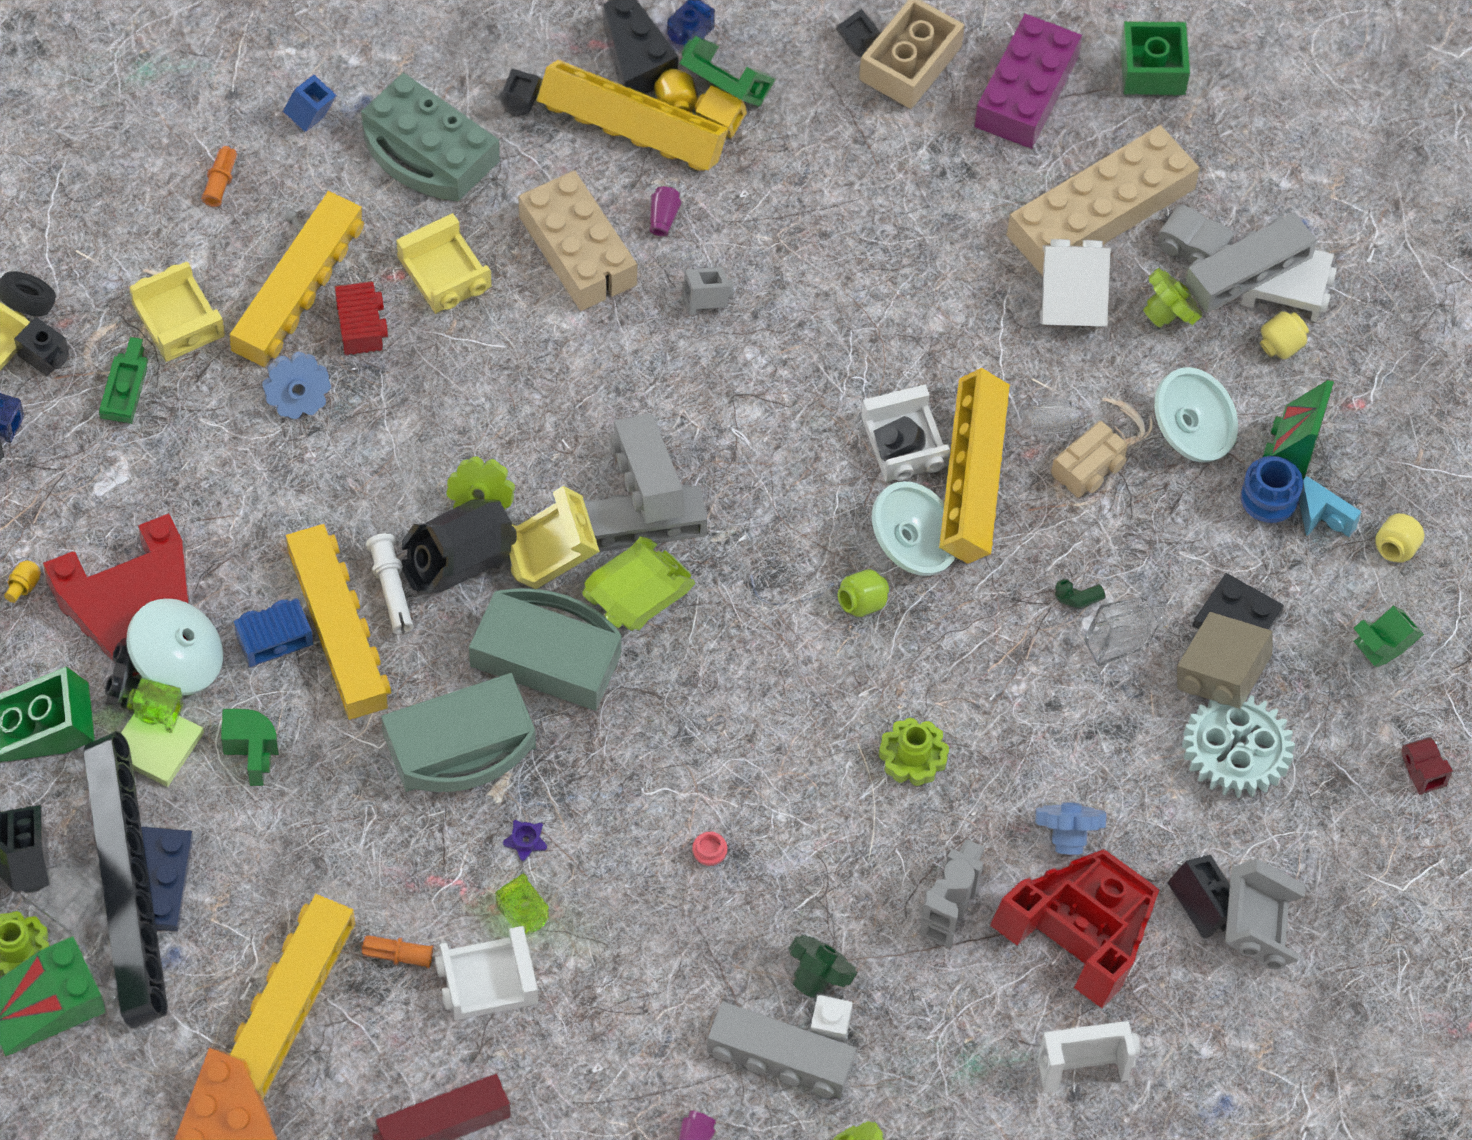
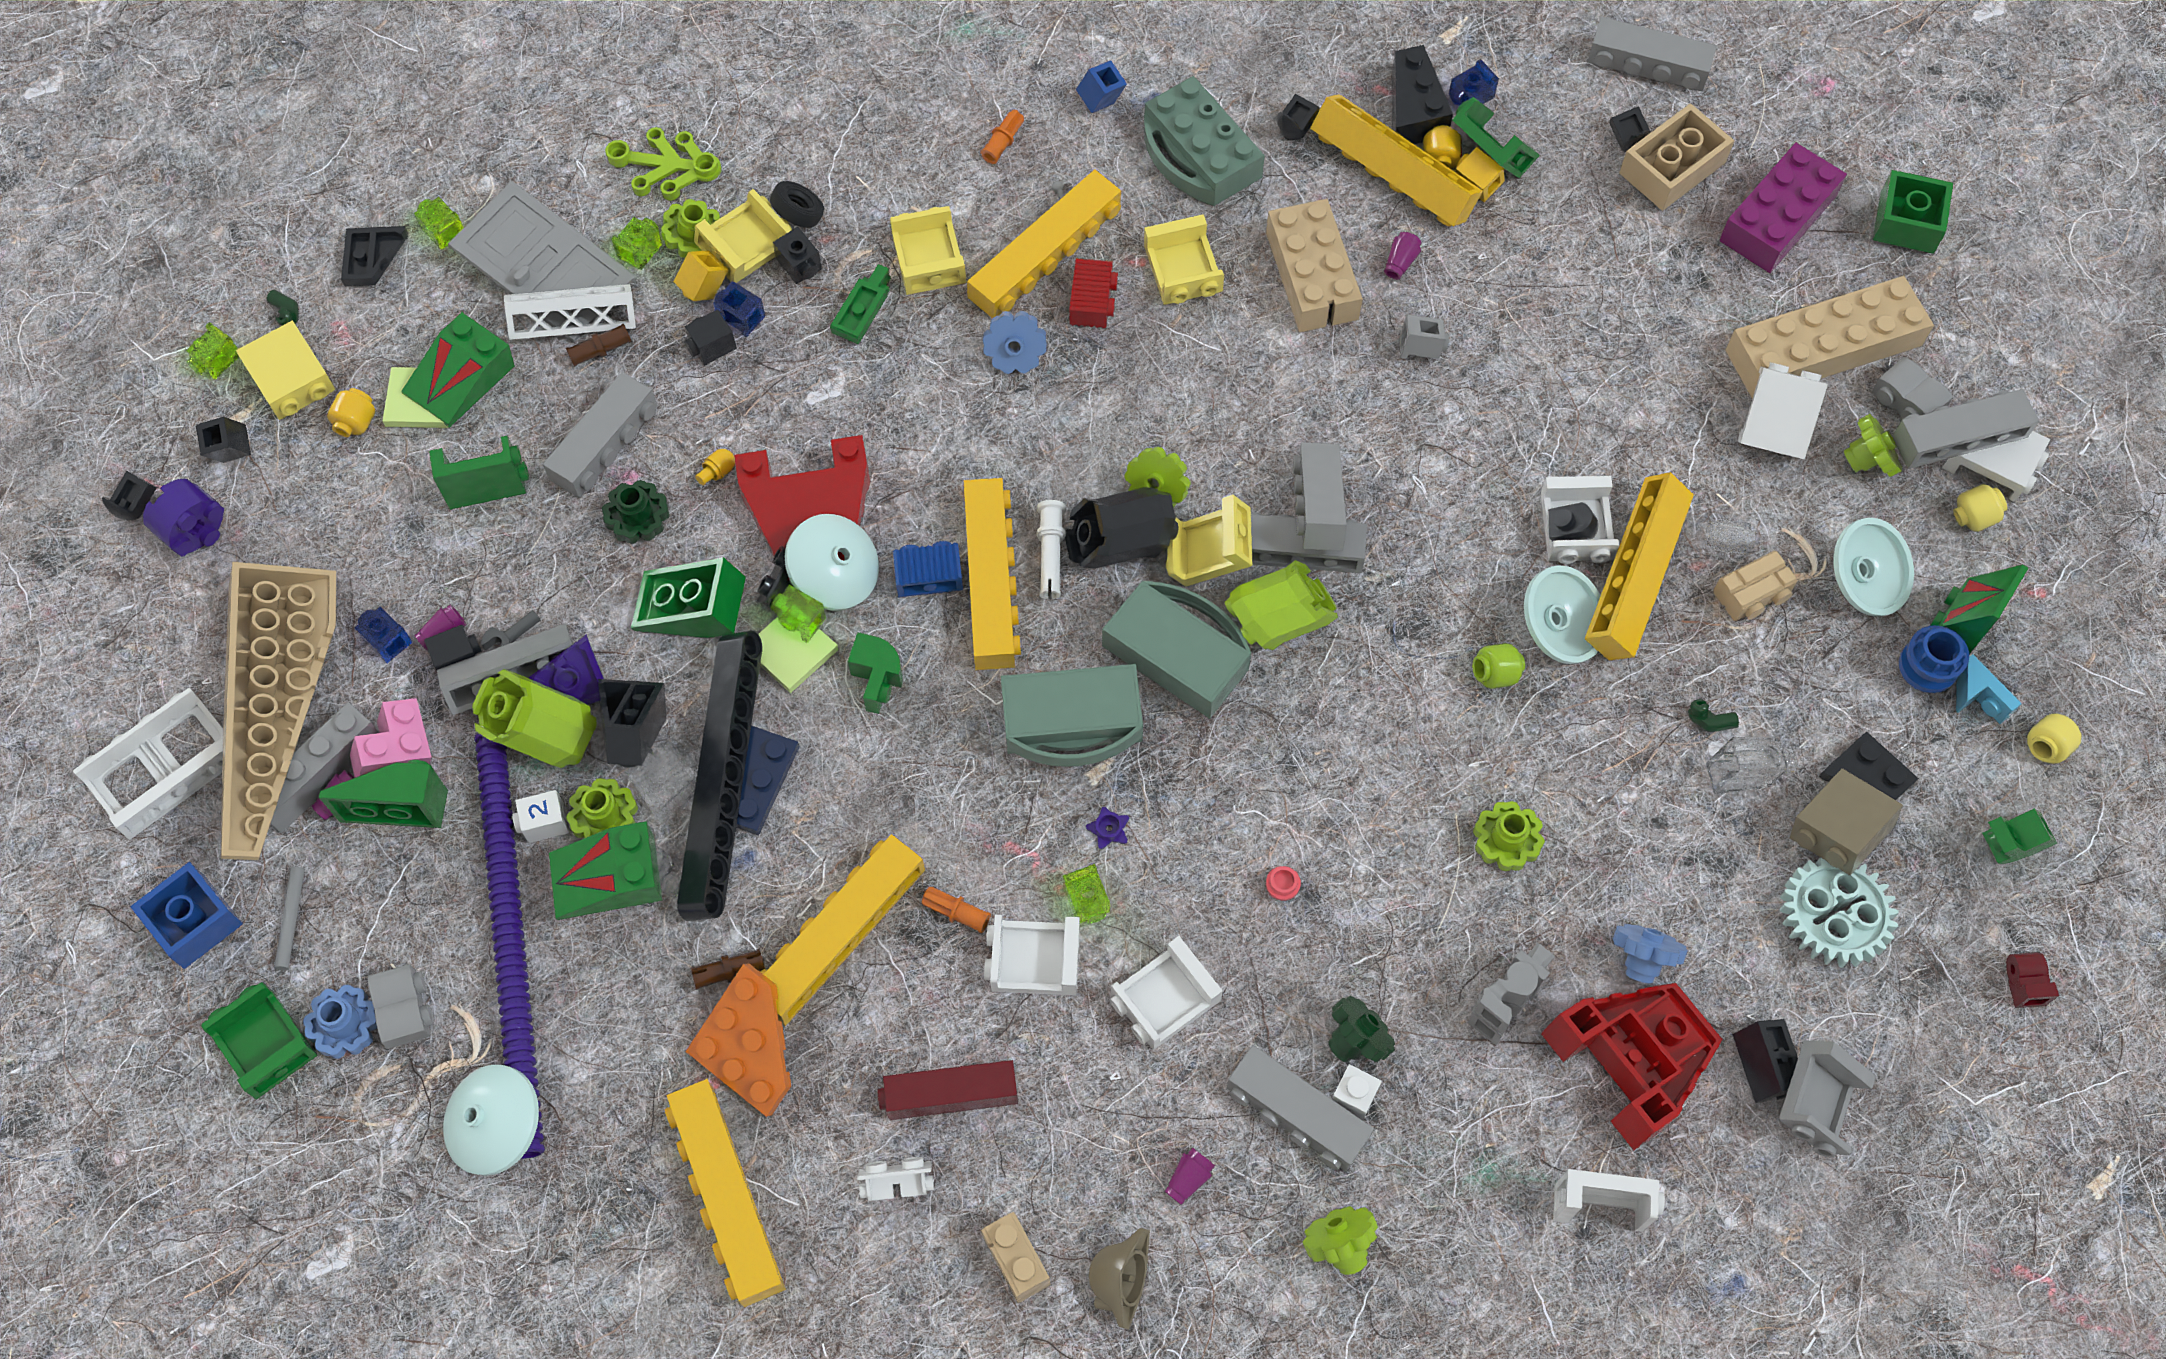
camera: 20 degrees right, 5 degrees up
(185, 1064) = (725, 969): none -> reddish brown pin
(626, 979) = (1166, 995): none -> white panel

